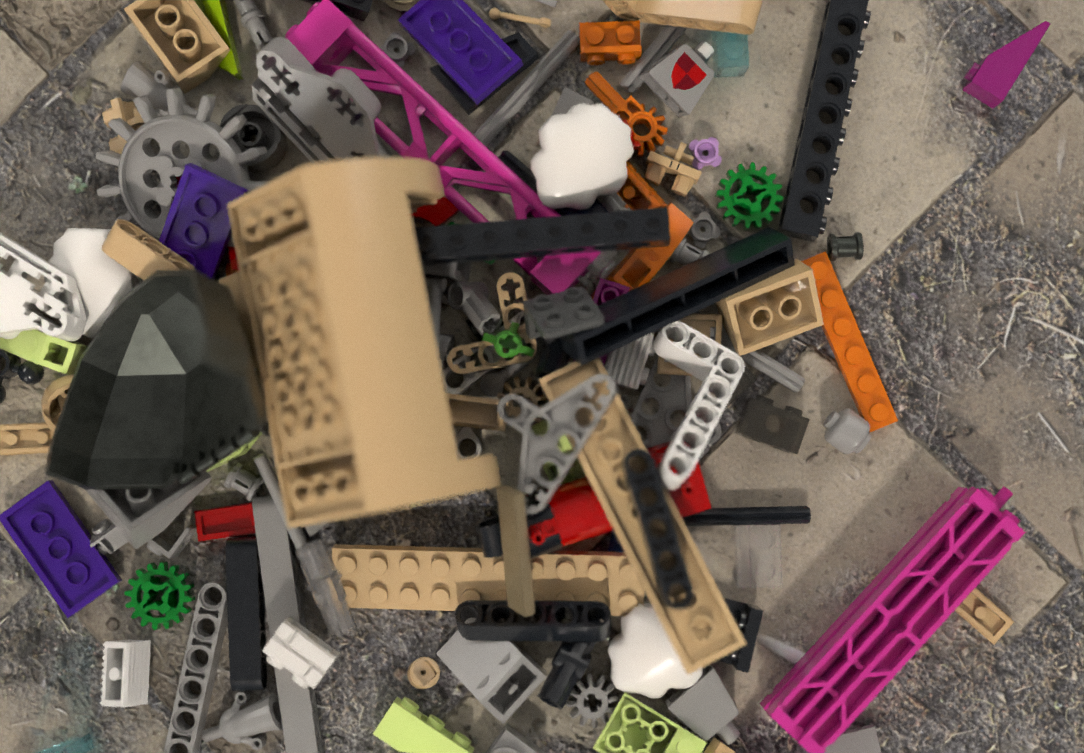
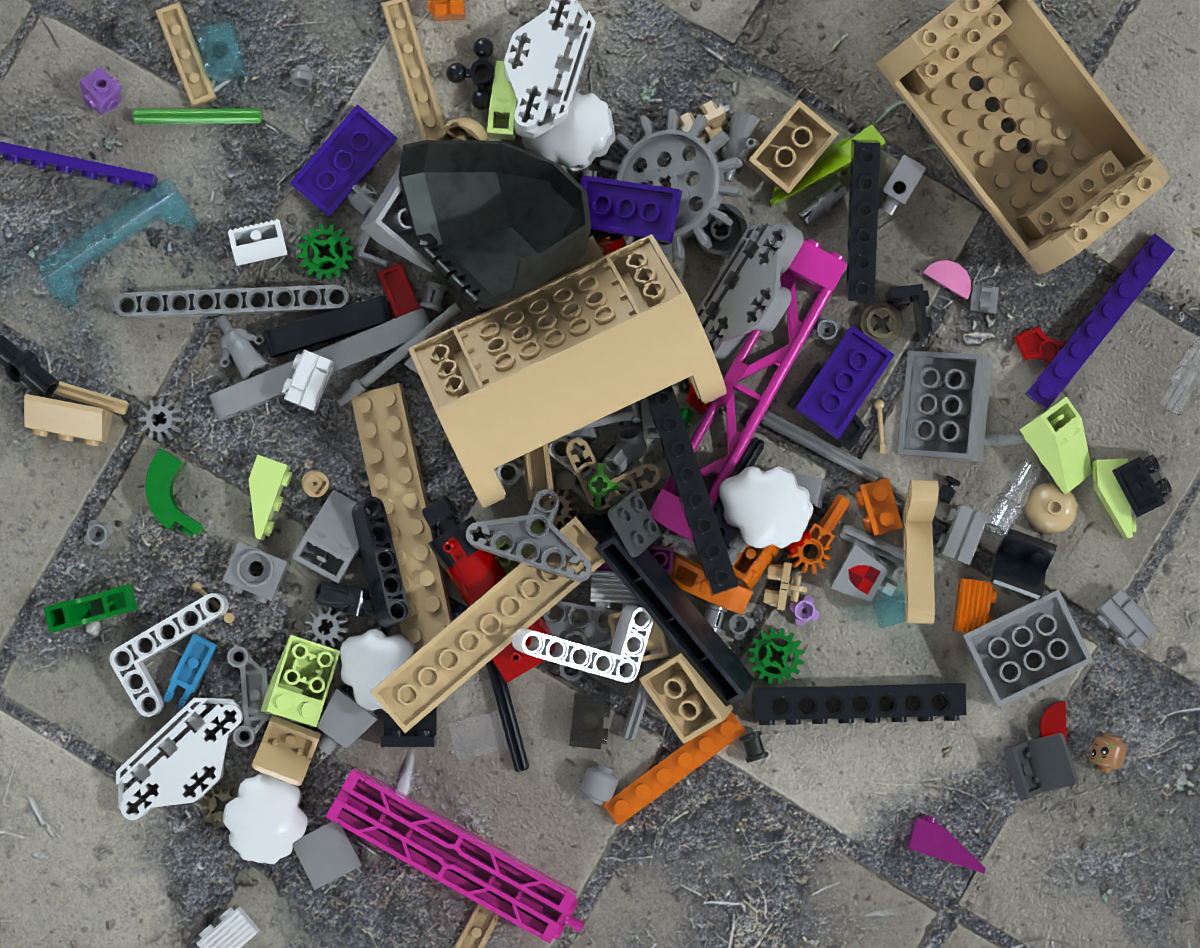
camera: 75 degrees right, 0 degrees up
(140, 251) = (599, 171): tan beam -> none
(326, 587) = (366, 387): clear piece -> none
(515, 550) = (434, 532): dark tan tile -> none
(669, 541) = (492, 638): black beam -> none

